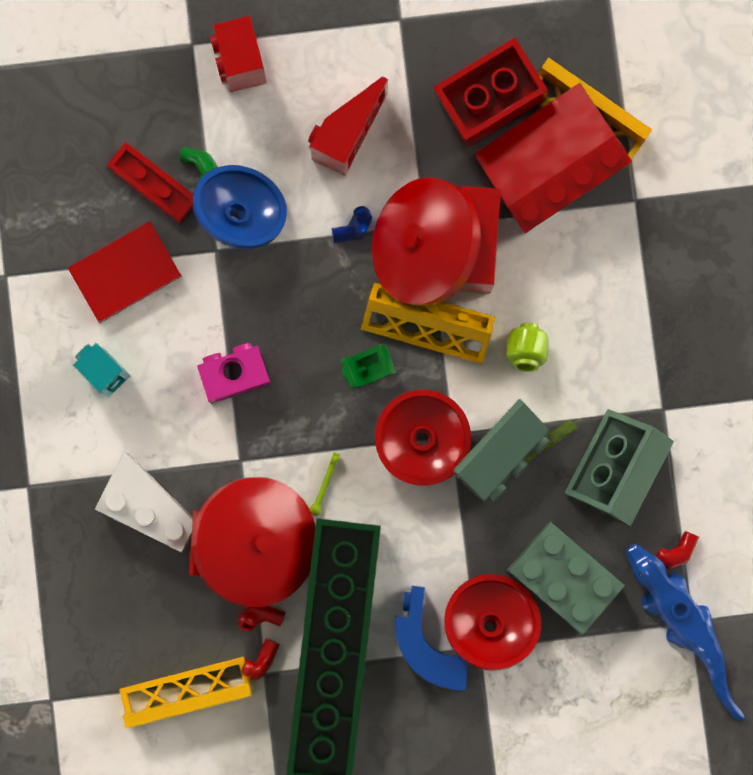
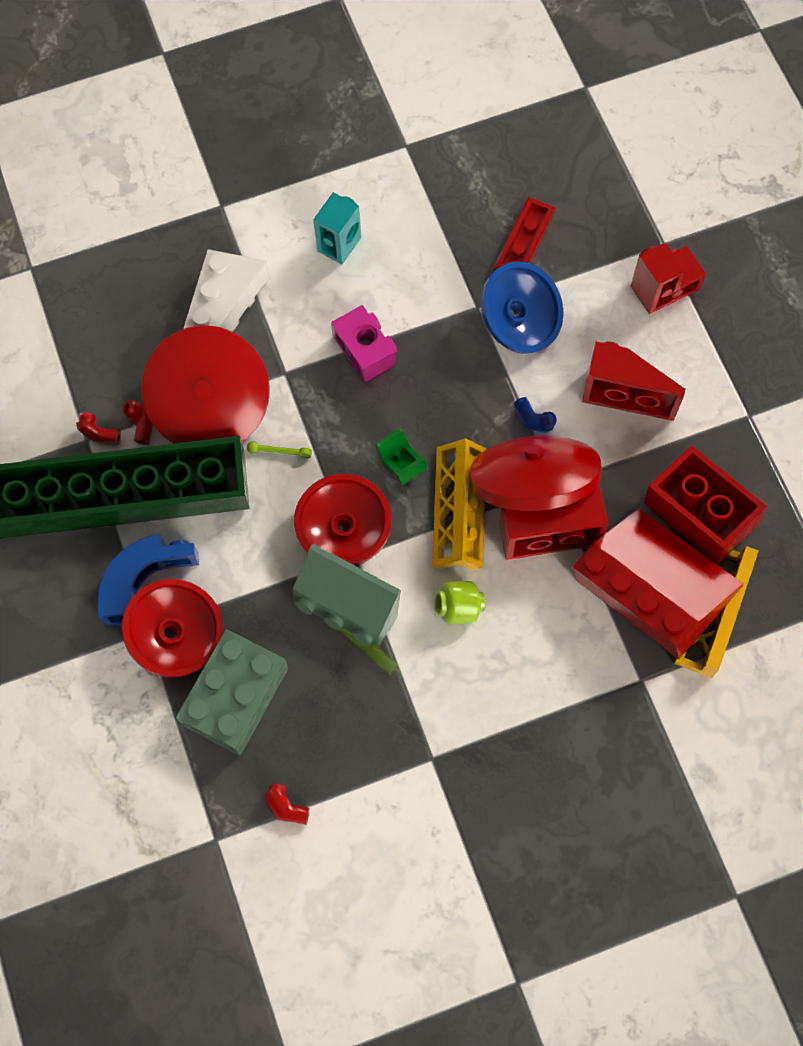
camera: 80 degrees right, 15 degrees down
(124, 272) = (435, 235): red tile -> none
(188, 704) = (44, 373): yellow fence -> none
(201, 159) = (558, 272): green arm -> none
(619, 466) = (359, 723): sand green slope -> none
(687, 623) = (213, 833): blue animal -> none

